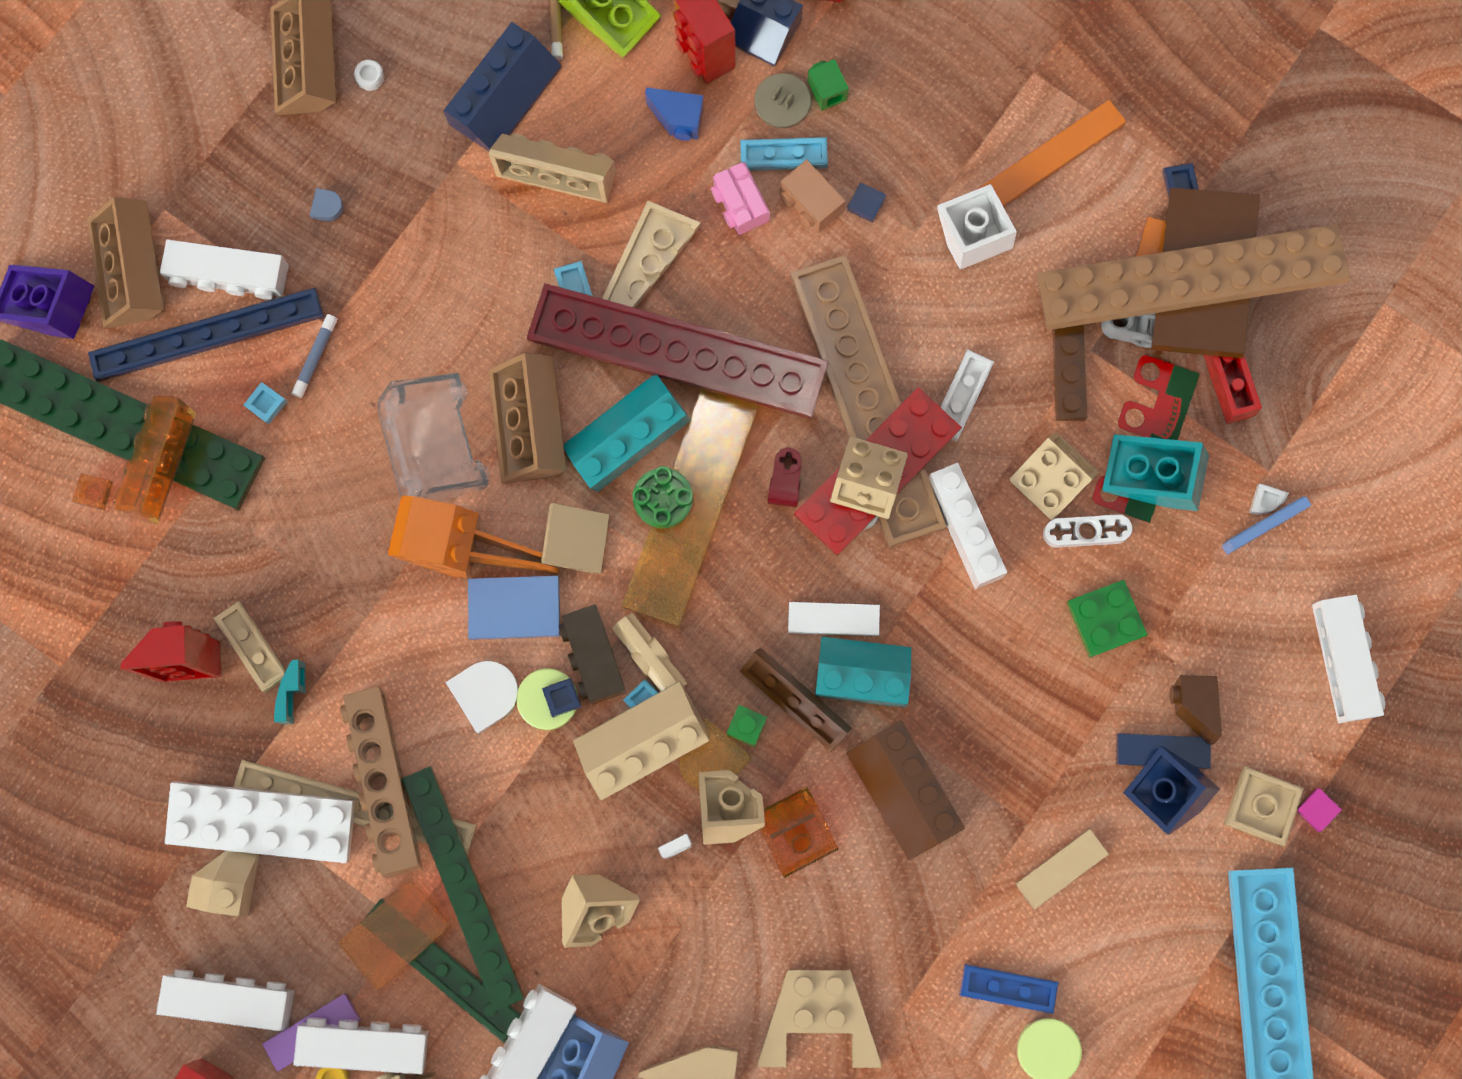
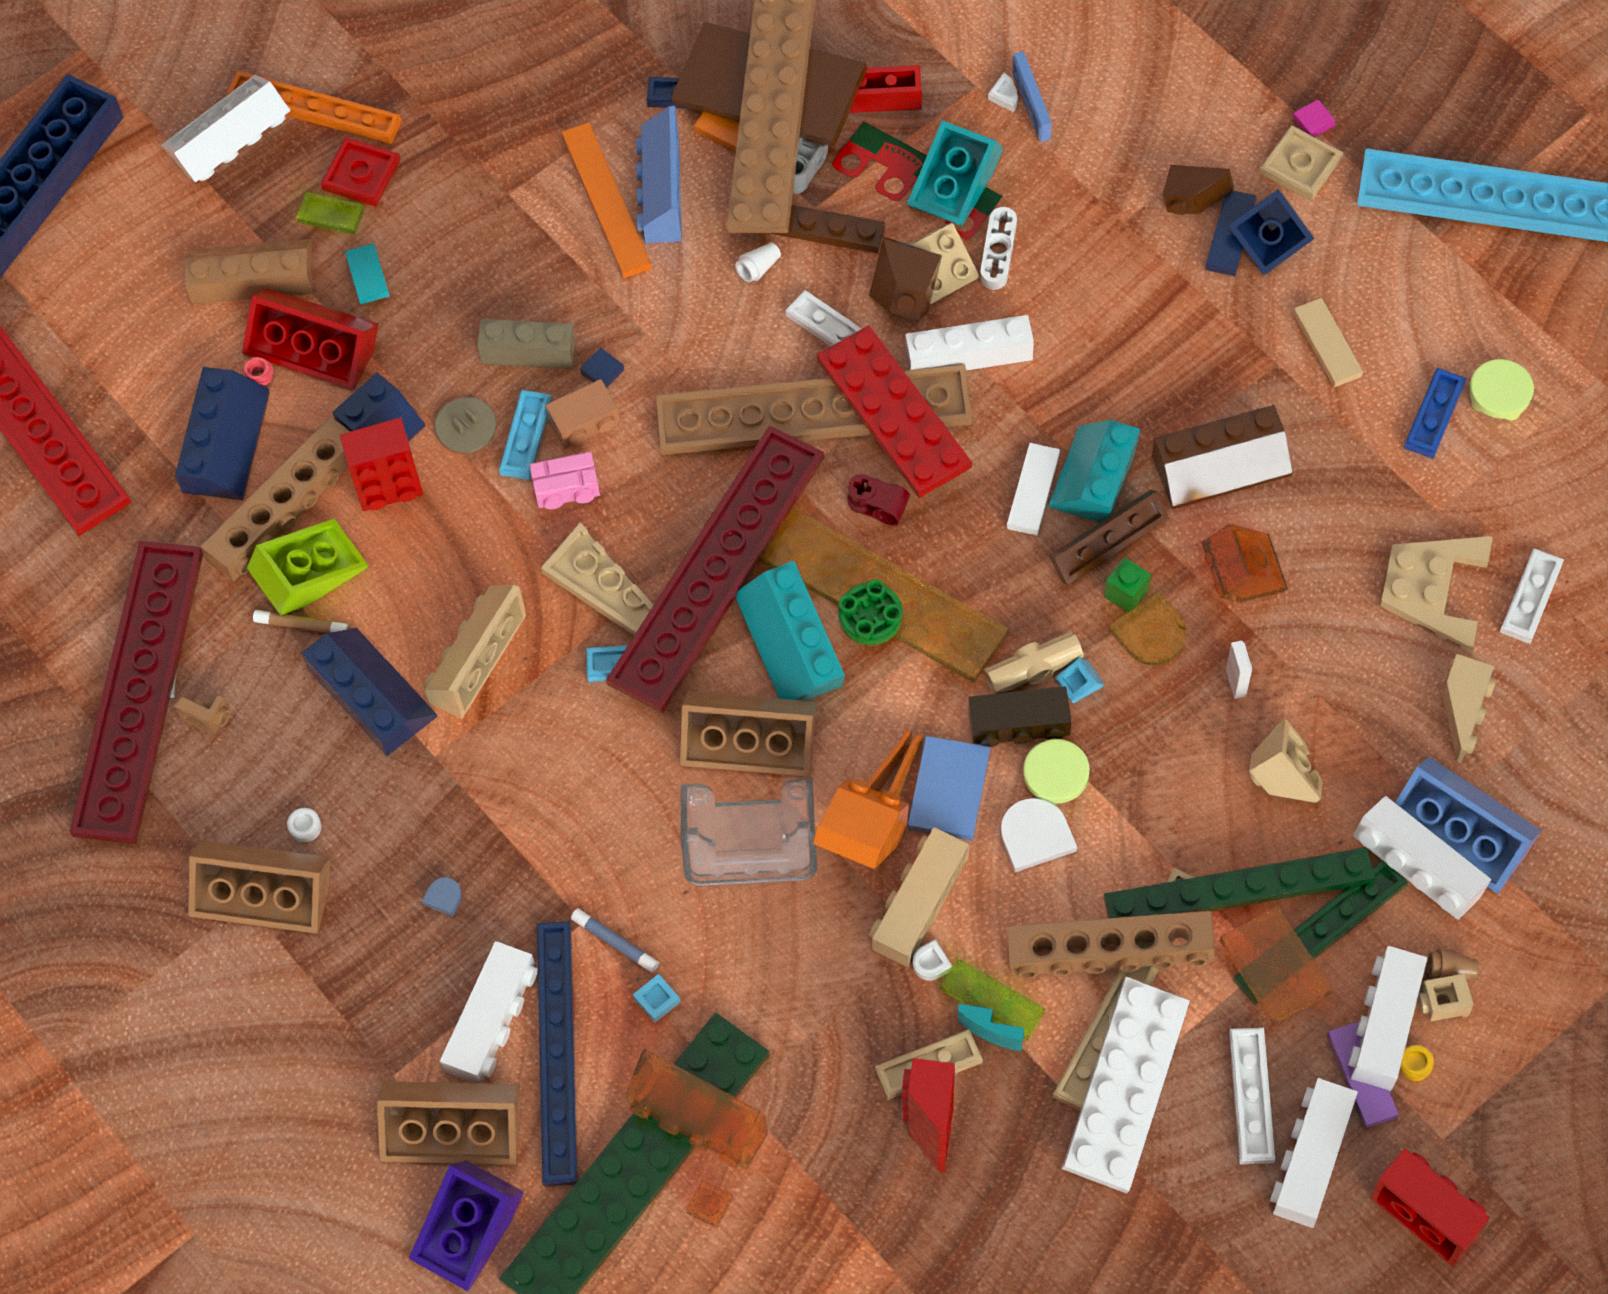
camera: 75 degrees left, 15 degrees down
(224, 884) = (1186, 1135): tan slope -> none
(274, 935) = (1251, 1096): none -> white tile
(321, 689) = (982, 991): none -> clear neon green tile
(346, 628) = (930, 962): none -> white tile
(399, 604) = (919, 897): none -> tan brick
(561, 697) = (1059, 751): dark blue tile -> none
(575, 538) = (891, 708): tan tile -> none
(641, 740) = (1123, 681): tan slope -> none
(677, 112) = (450, 522): blue slope -> none
(728, 807) = (1208, 617): tan slope -> none
(827, 84) = (464, 375): green brick -> none
(869, 477) = (904, 406): tan bracket -> none
(871, 128) = (527, 343): none -> dark tan brick
(976, 226) = (662, 270): white slope -> none
(1013, 311) = (756, 262): none -> white cone
(1019, 450) = (905, 279): none -> reddish brown slope
(1077, 201) = (660, 178): none -> medium blue slope
(1106, 618) = (1089, 251): green plate -> none
(1348, 659) = (1177, 60): white brick -> none

